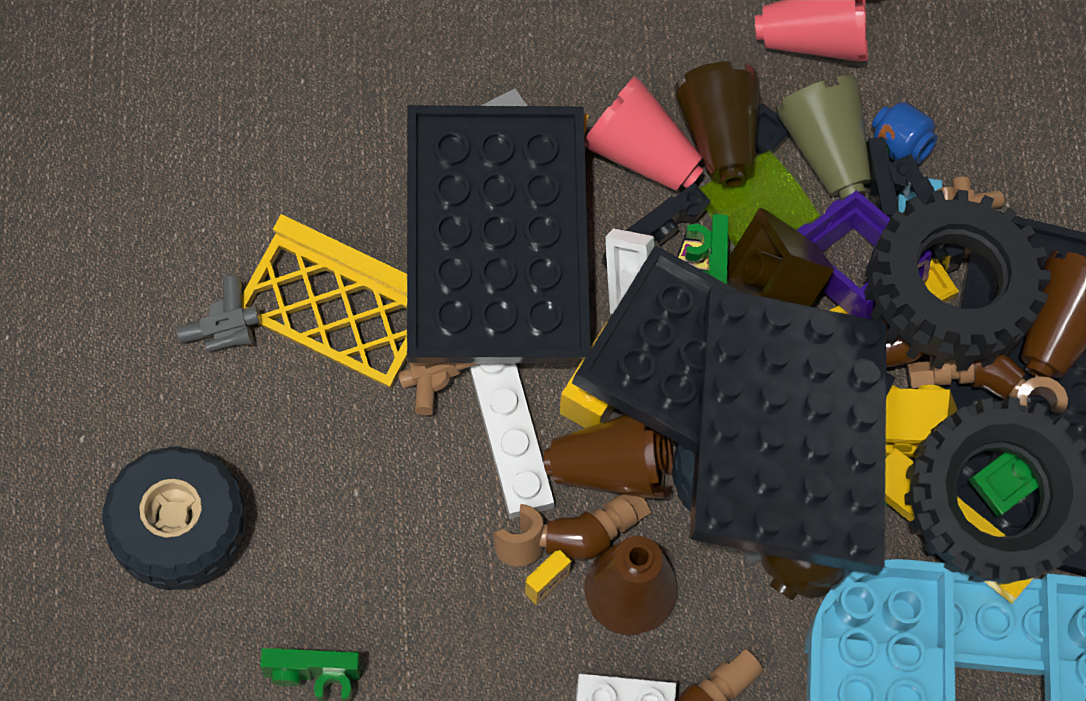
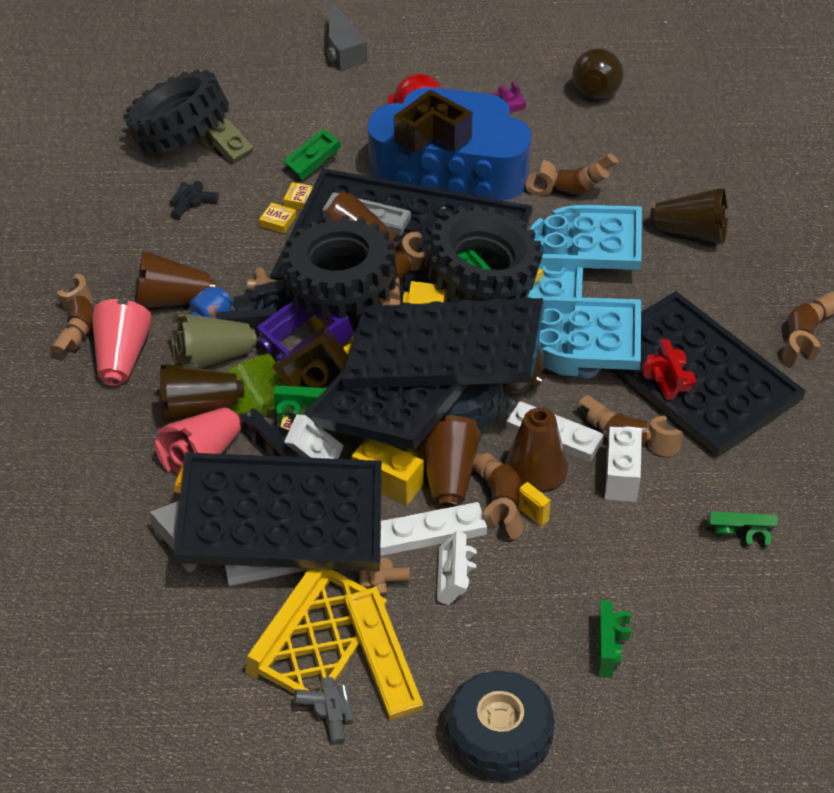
camera: 85 degrees left, 20 degrees down
(301, 381) = (383, 653): none -> yellow tile
(415, 466) = (454, 567): none -> white plate
(699, 618) = (576, 438): none -> white plate
(943, 71) = (168, 282): none -> reddish brown cone

